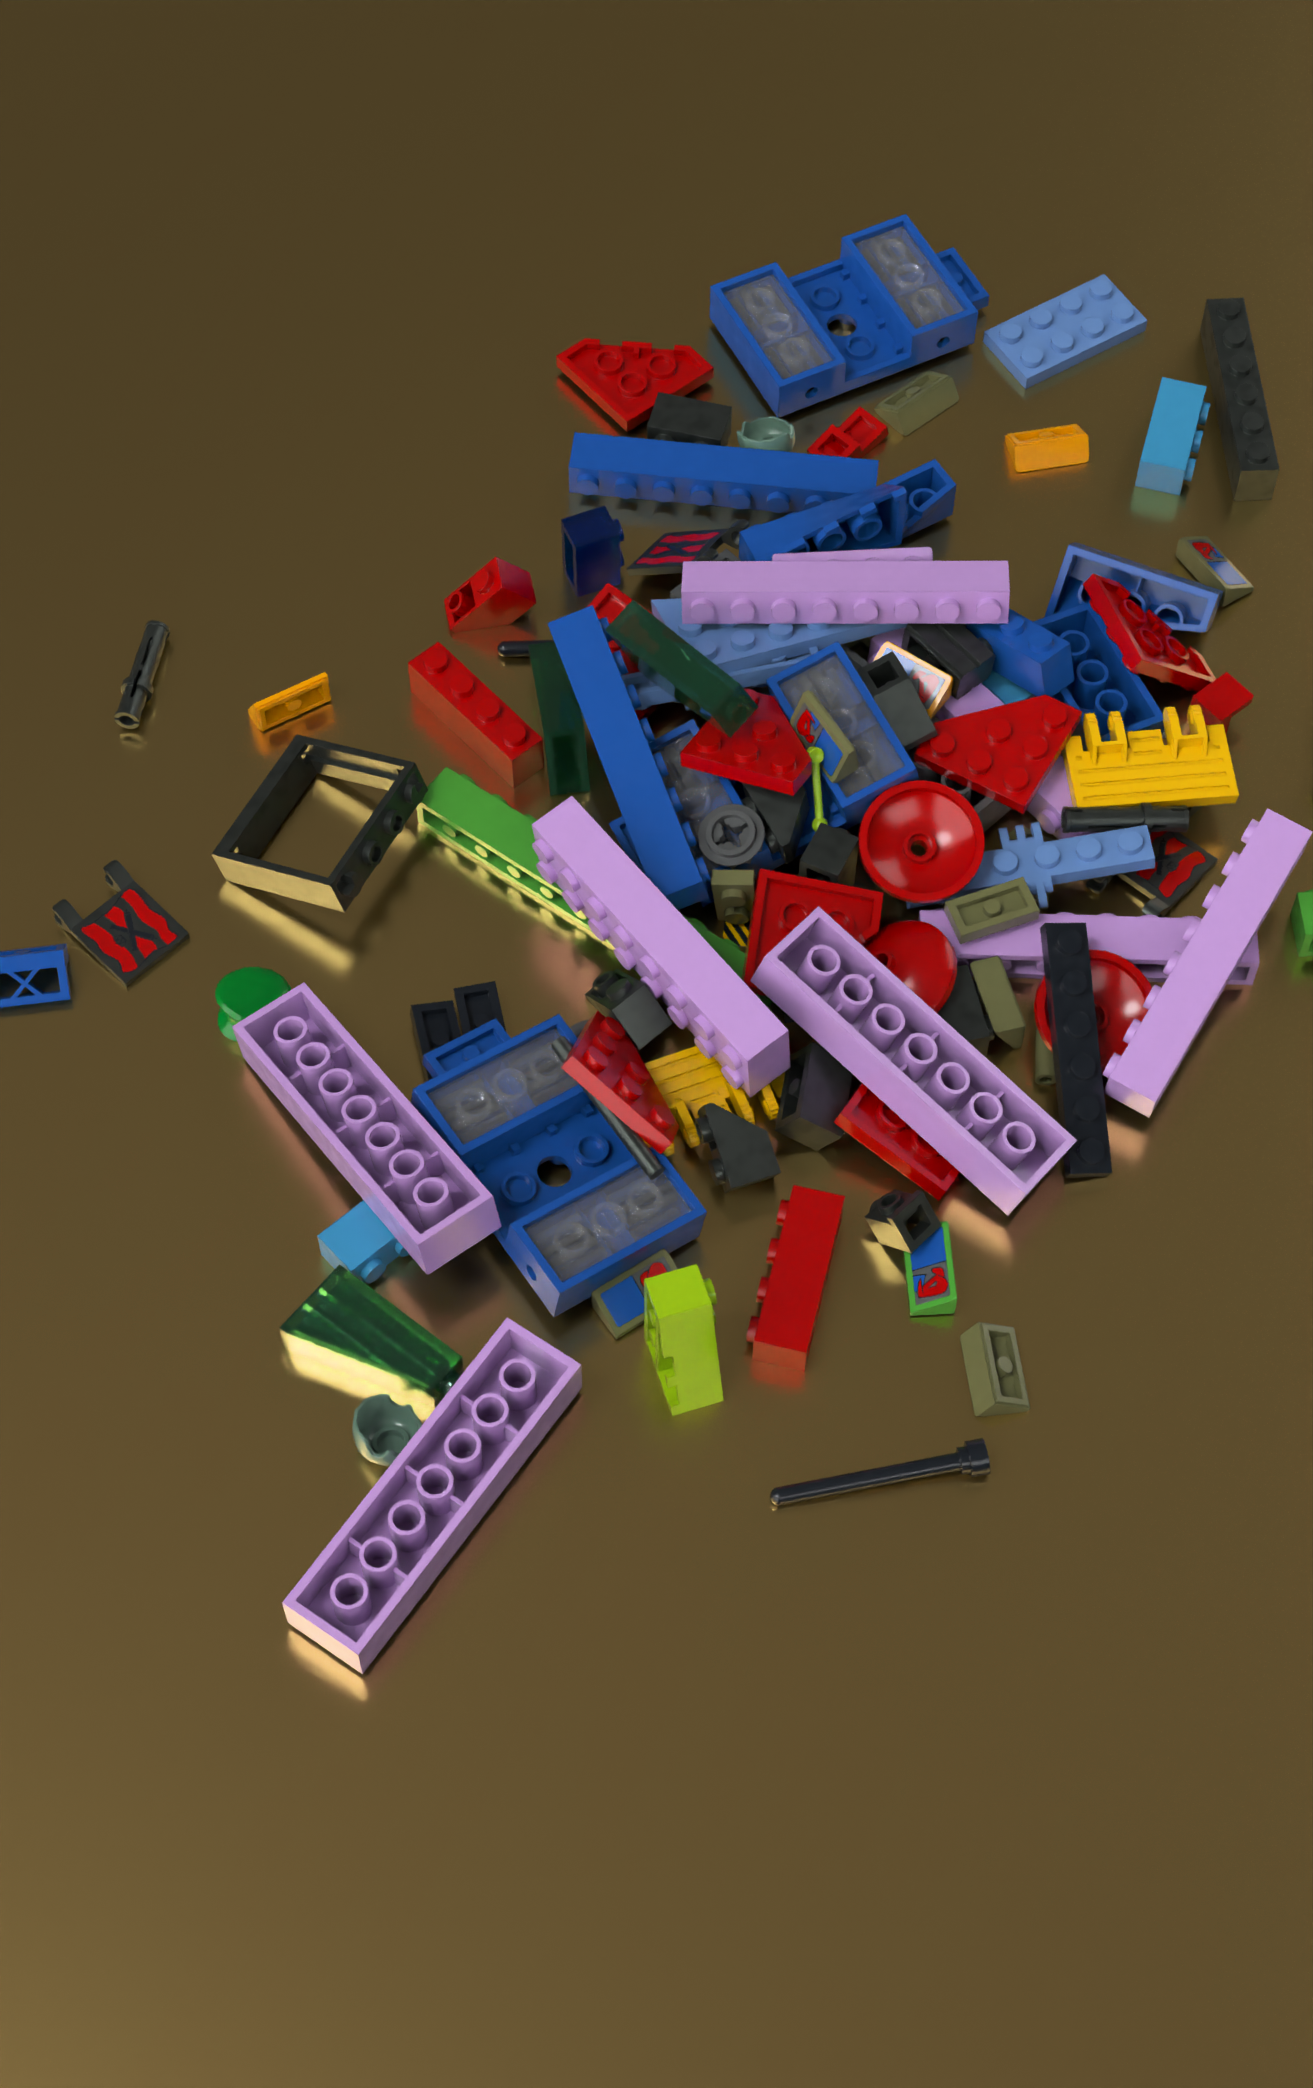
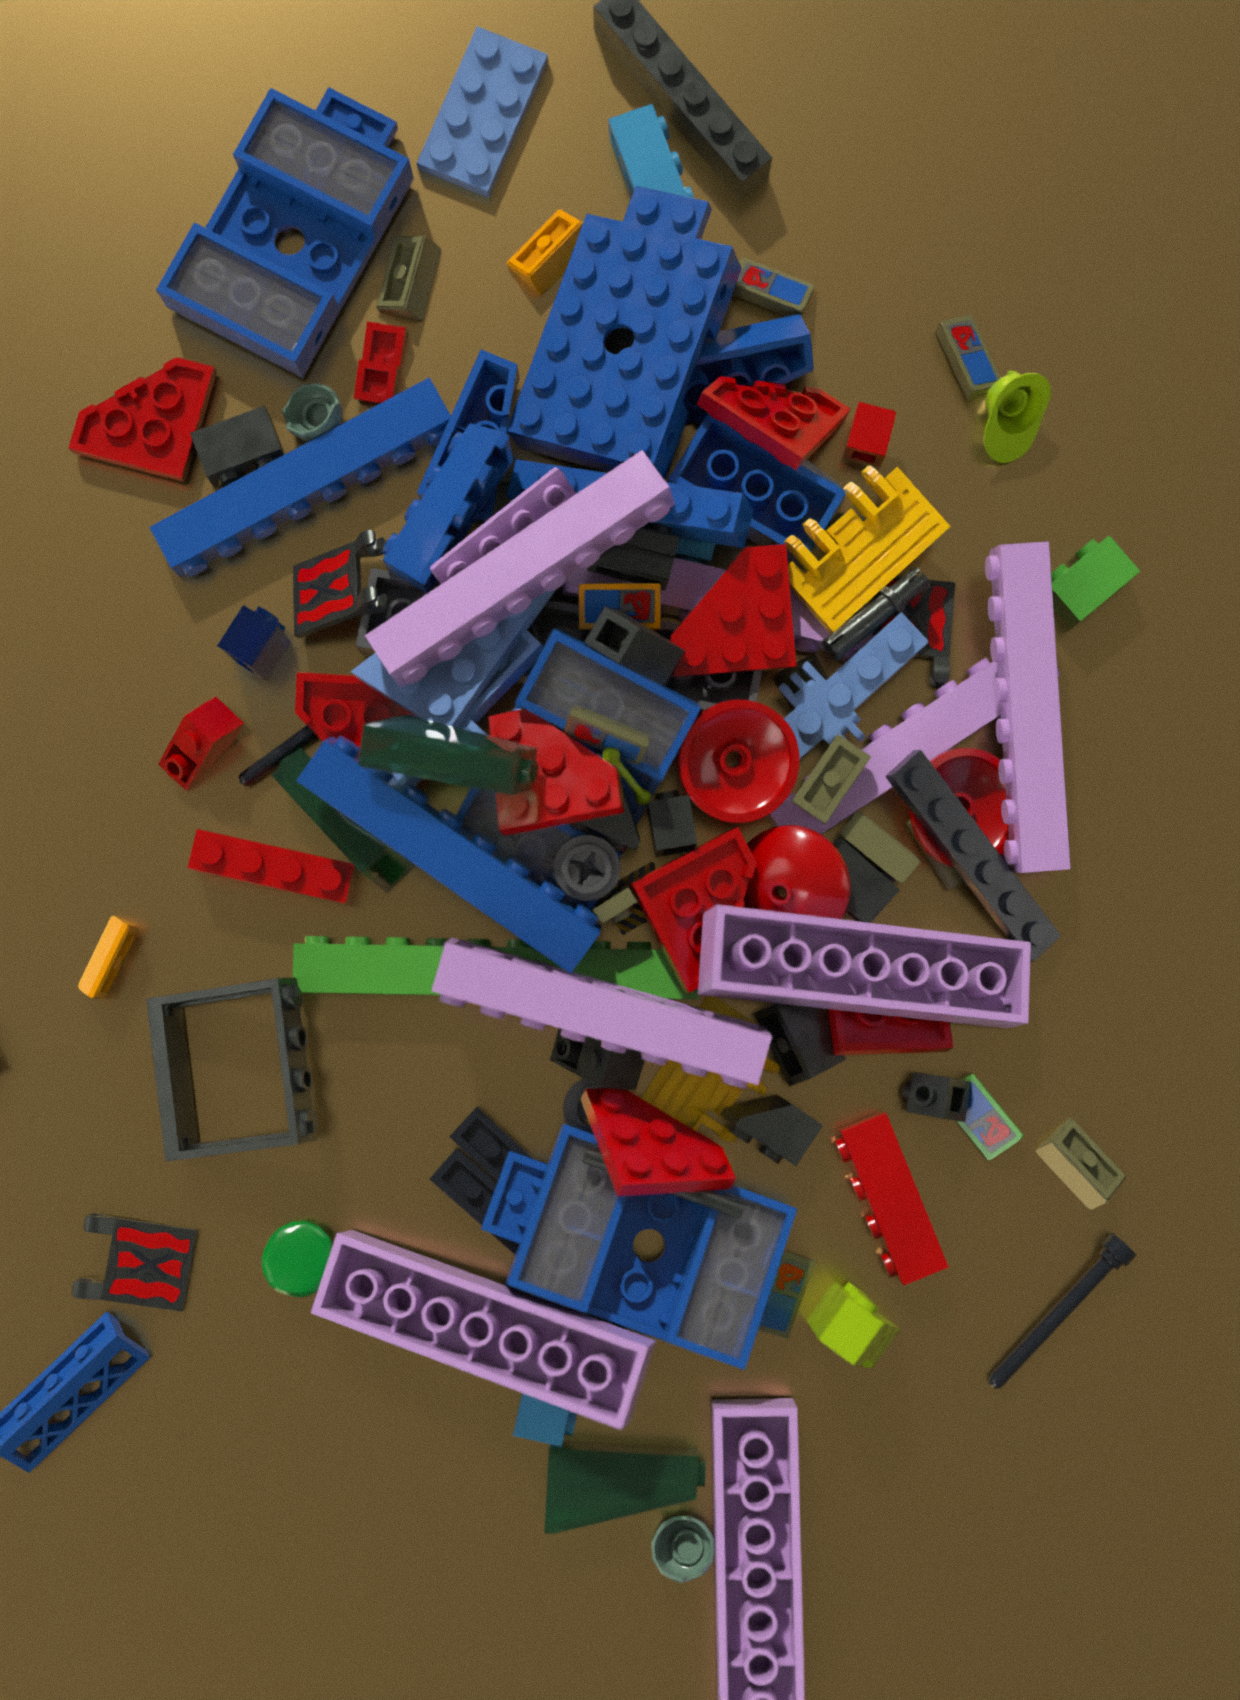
camera: 35 degrees left, 25 degrees up
(1112, 498) = (636, 276): none -> blue piece

